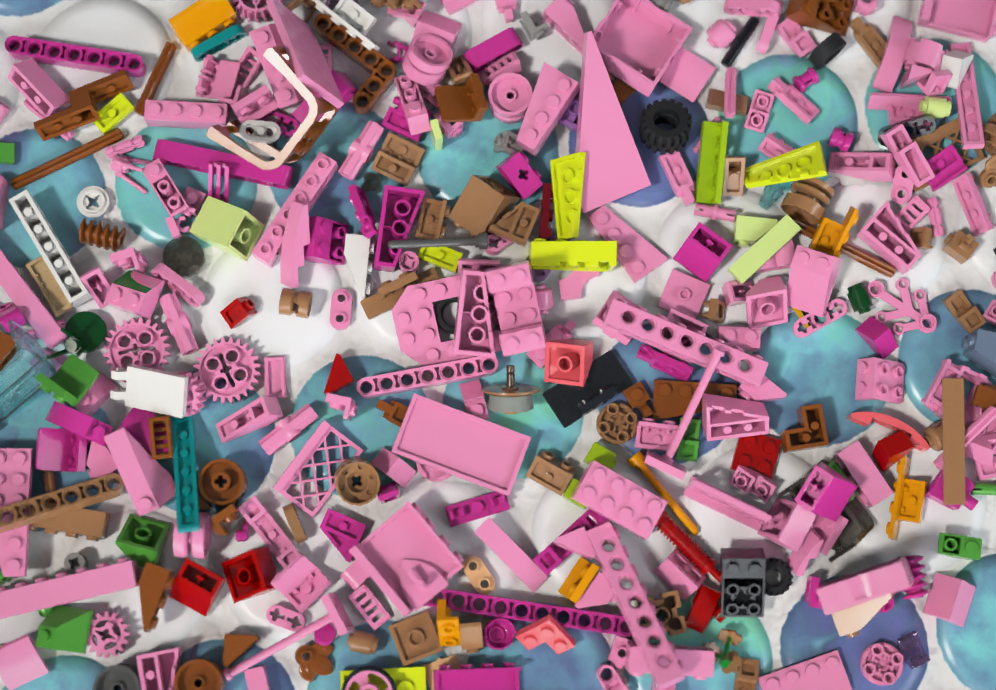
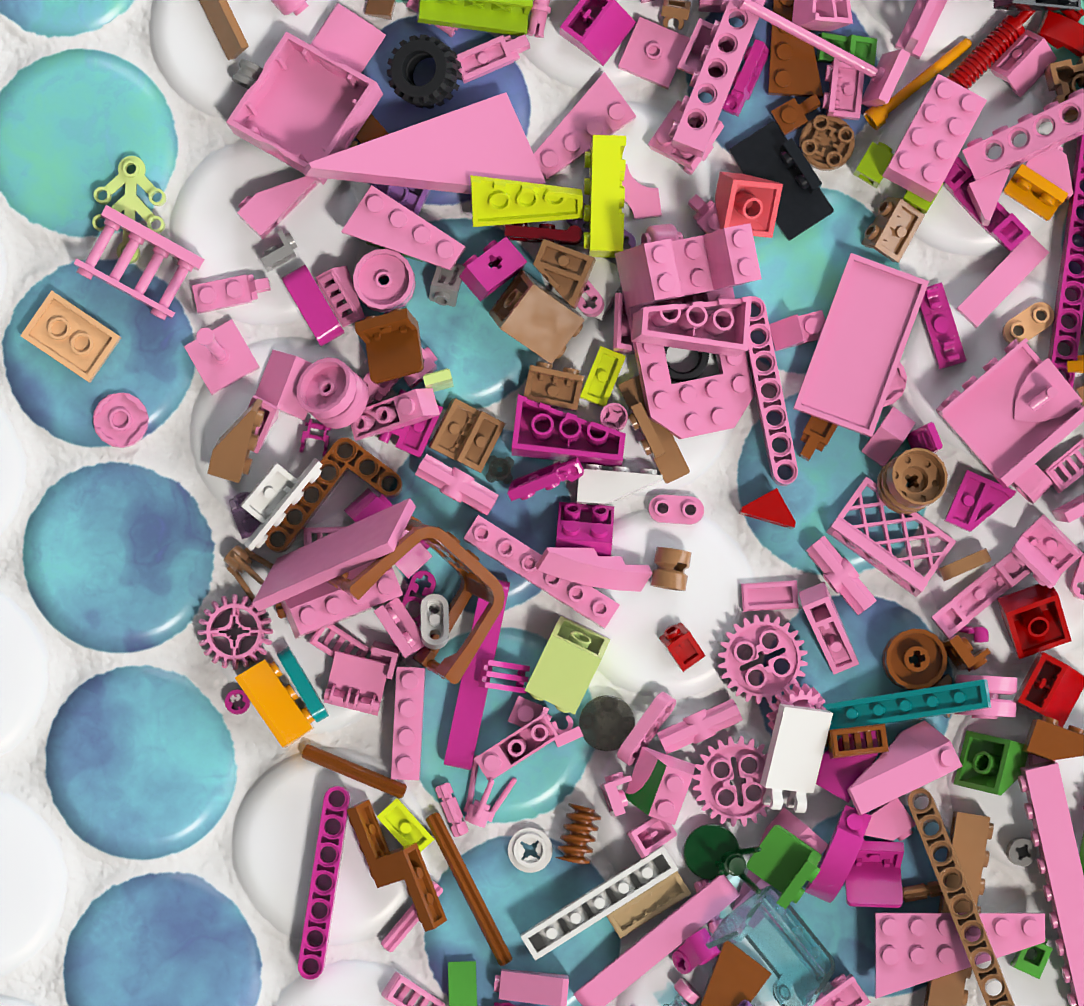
camera: 90 degrees left, 5 degrees up
(38, 87) = (373, 929): bright pink brick -> none
(339, 402) = (806, 505): bright pink bracket -> none
(459, 71) = (345, 348): medium nougat slope -> none
(477, 241) = (590, 319): dark grey piece -> none
(510, 397) = (796, 279): piece -> none

